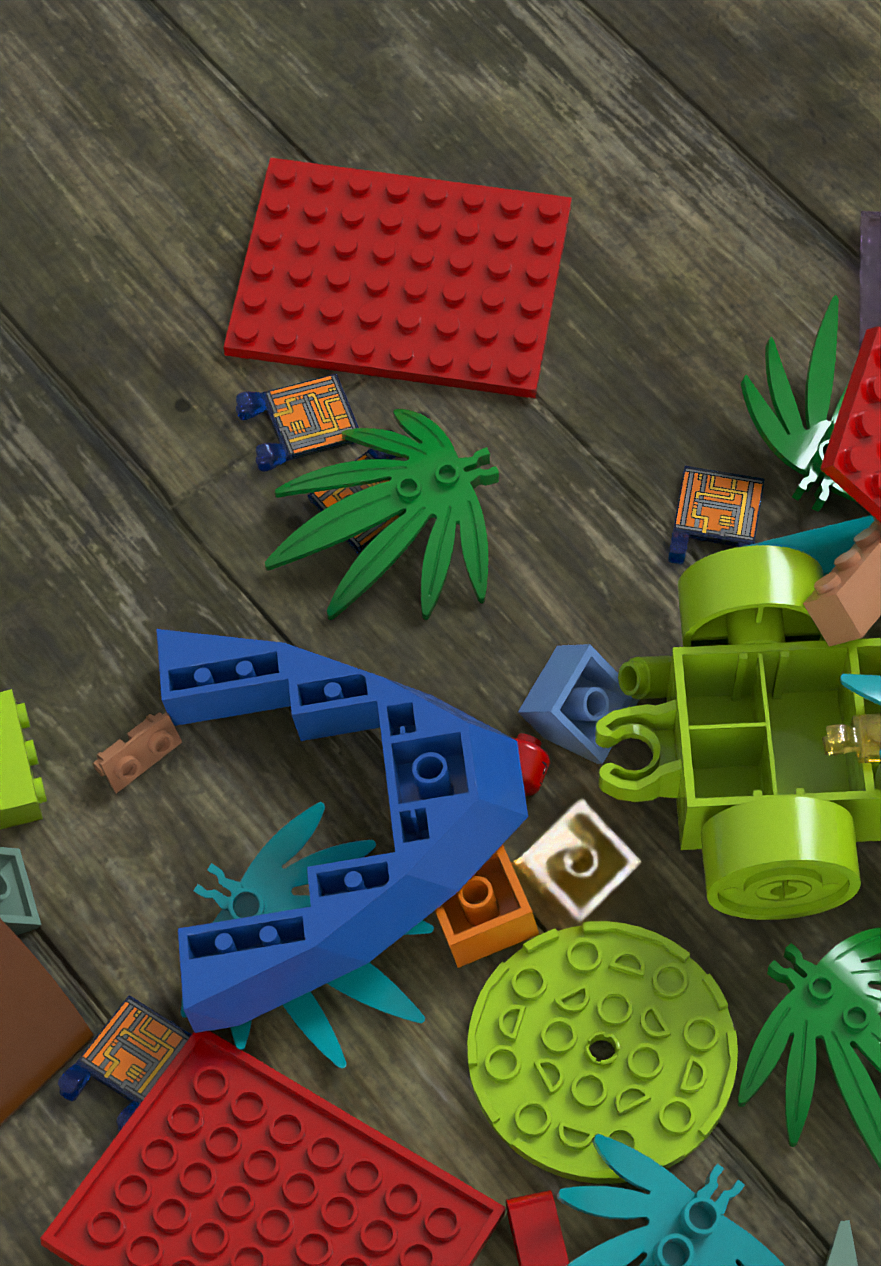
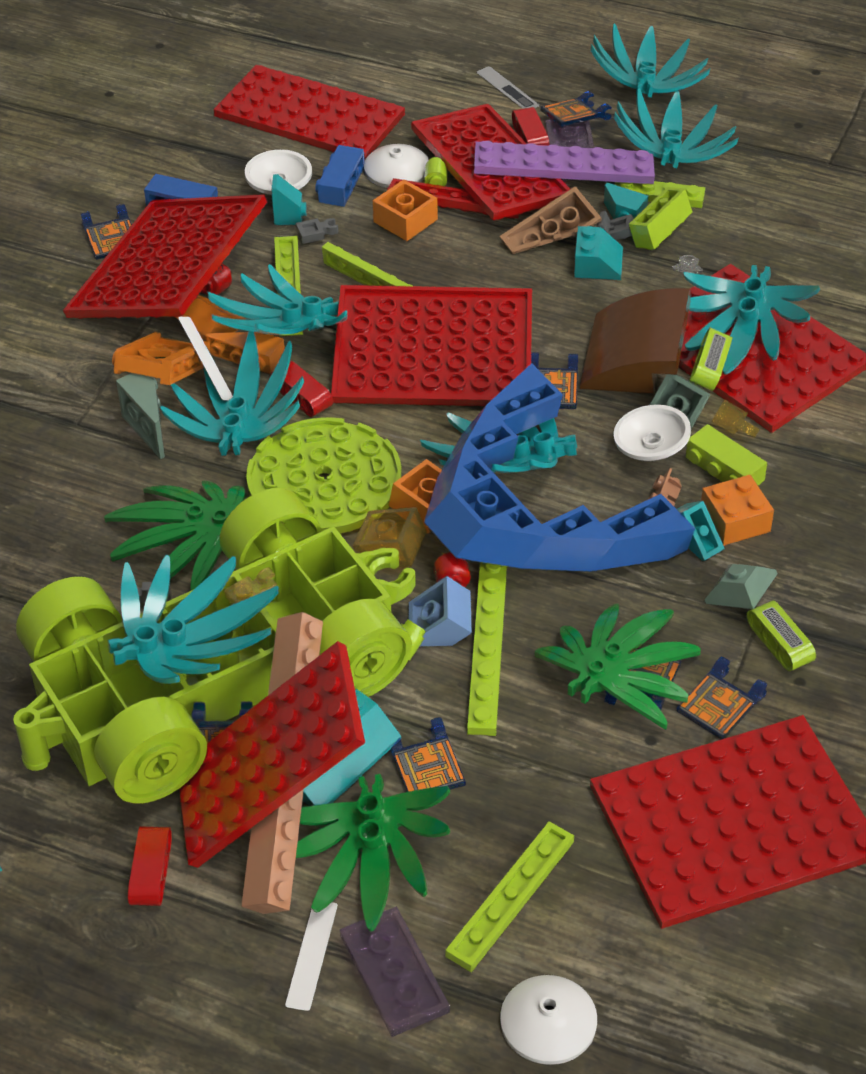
camera: 150 degrees right, 15 degrees down
(61, 663) = (738, 509): none -> orange brick
(71, 817) = (652, 432): none -> white dish
(138, 667) = (705, 538): none -> teal slope
(154, 545) = (741, 586): none -> sand green slope
(161, 457) = (781, 635): none -> lime beam
(552, 620) = (487, 650): none -> lime plate
(718, 301) = (509, 897): none -> lime plate
(754, 184) = (548, 1034): none -> white dish

